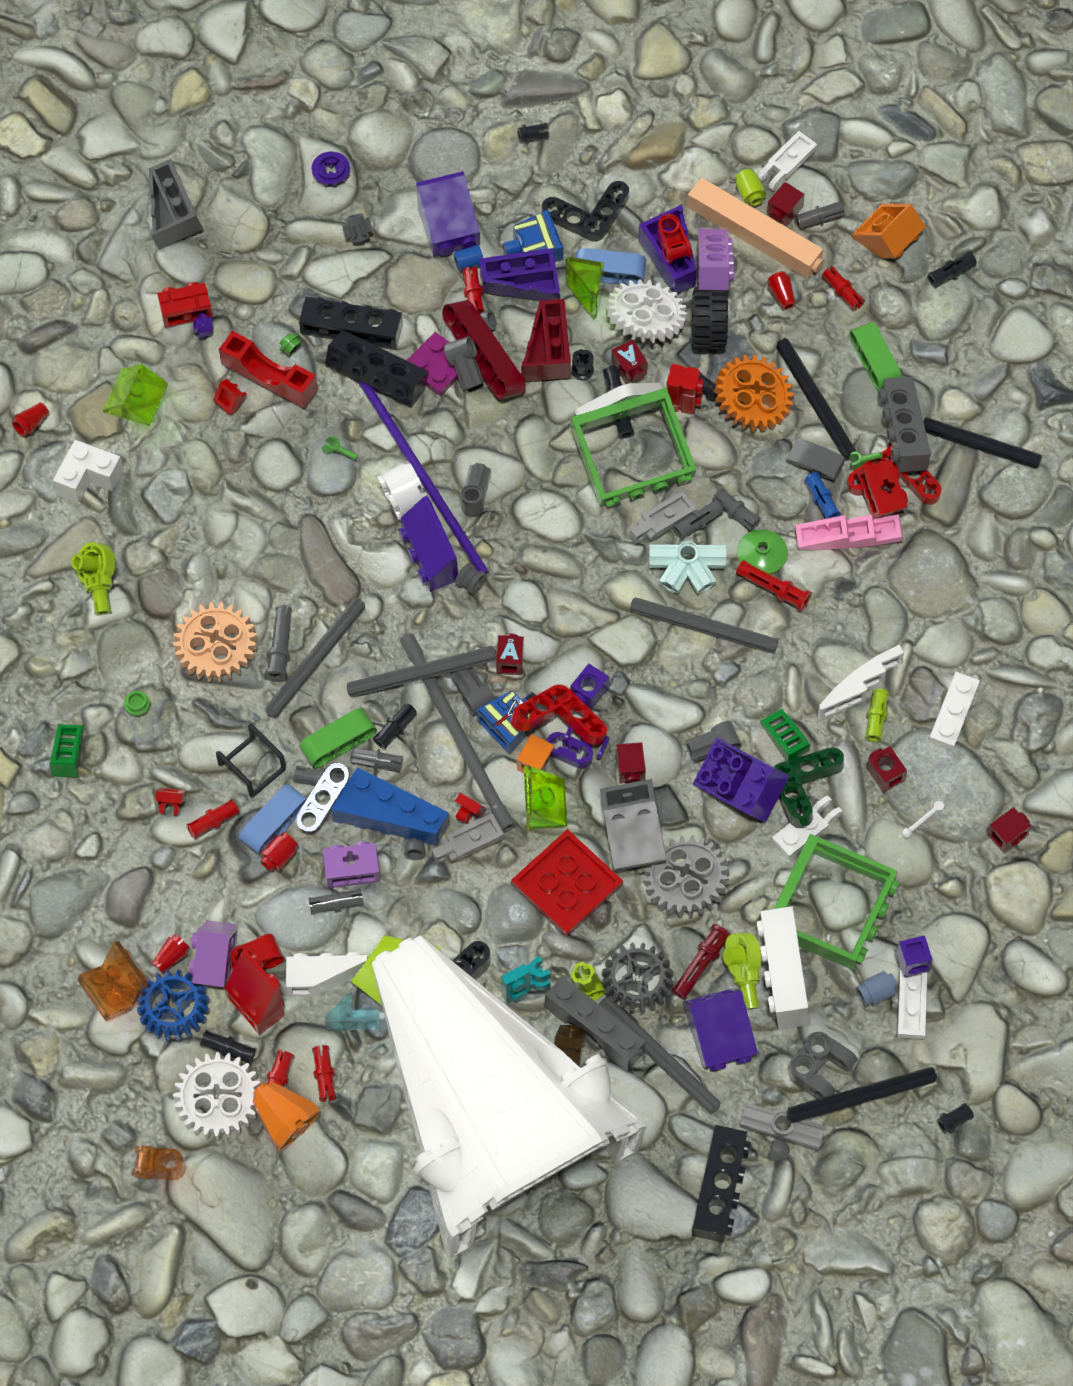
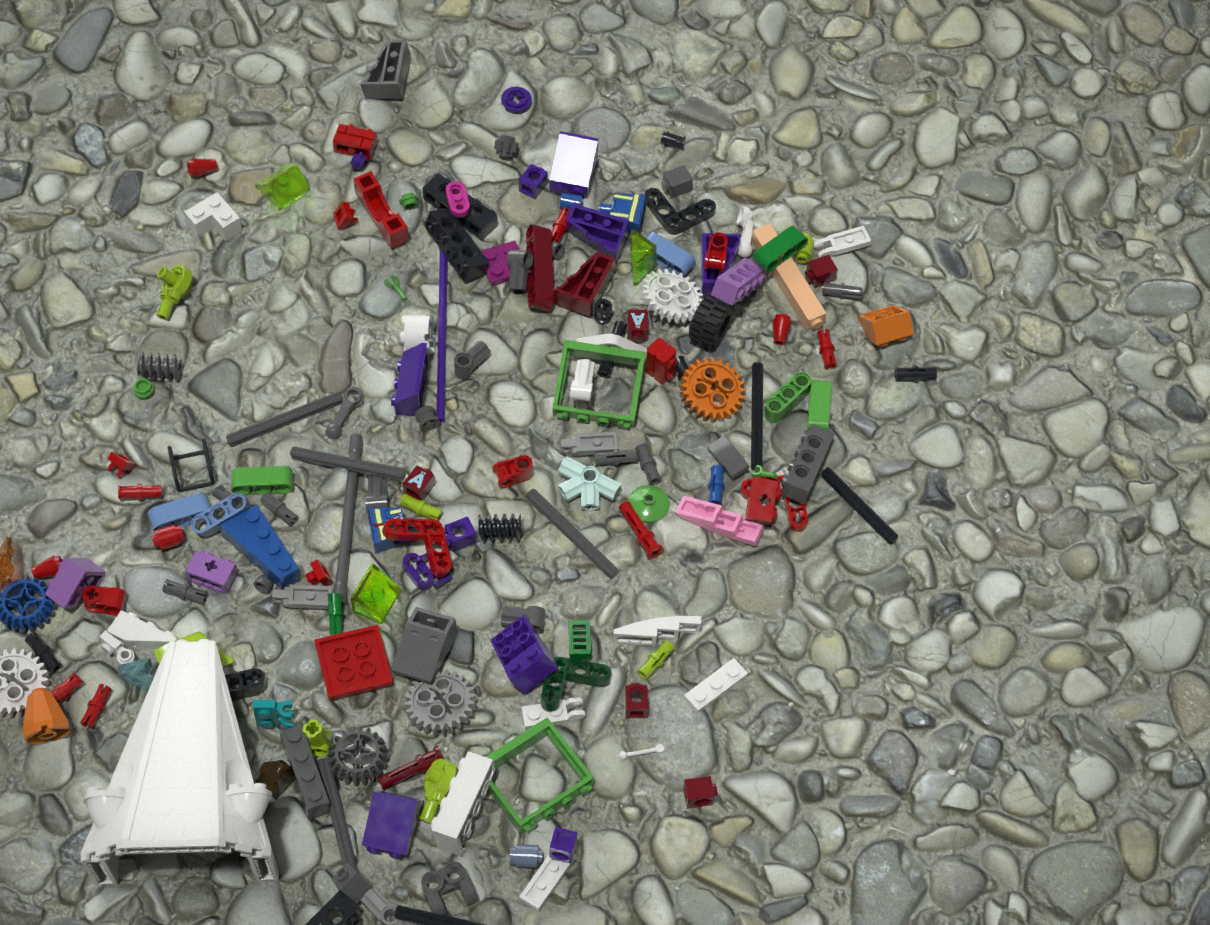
camera: 25 degrees right, 5 degrees down
(61, 765) = (70, 407): green slope -> none
(139, 669) = (159, 366): none -> dark grey piece
(215, 642) = (237, 363): light nougat gear -> none
(255, 993) = (82, 624): red slope -> none
(278, 653) = (260, 403): dark grey pin -> none
(300, 1000) = (113, 646): none -> white plate
(351, 317) = (459, 200): none -> dark pink plate
(376, 642) = (334, 429): none -> dark grey piece
(394, 726) = (307, 492): black axle -> none
(414, 262) = (533, 181): none -> dark purple brick
(515, 841) = (335, 613): none -> green axle
(528, 679) = (421, 507): none -> lime pin
(534, 754) = (388, 560): orange panel -> none
(569, 178) = (677, 181): none -> dark grey brick
(598, 592) = (512, 472): none -> red piece
(621, 458) = (582, 385): none -> white piece
(626, 656) = (499, 527): none -> black piece
(630, 762) = (454, 601): dark red brick -> none
(667, 185) = (744, 220): none -> white piece
(722, 1110) = (352, 882): none -> dark grey brick
(733, 201) = (780, 248): none -> green beam
(837, 372) = (789, 389): none -> bright green beam

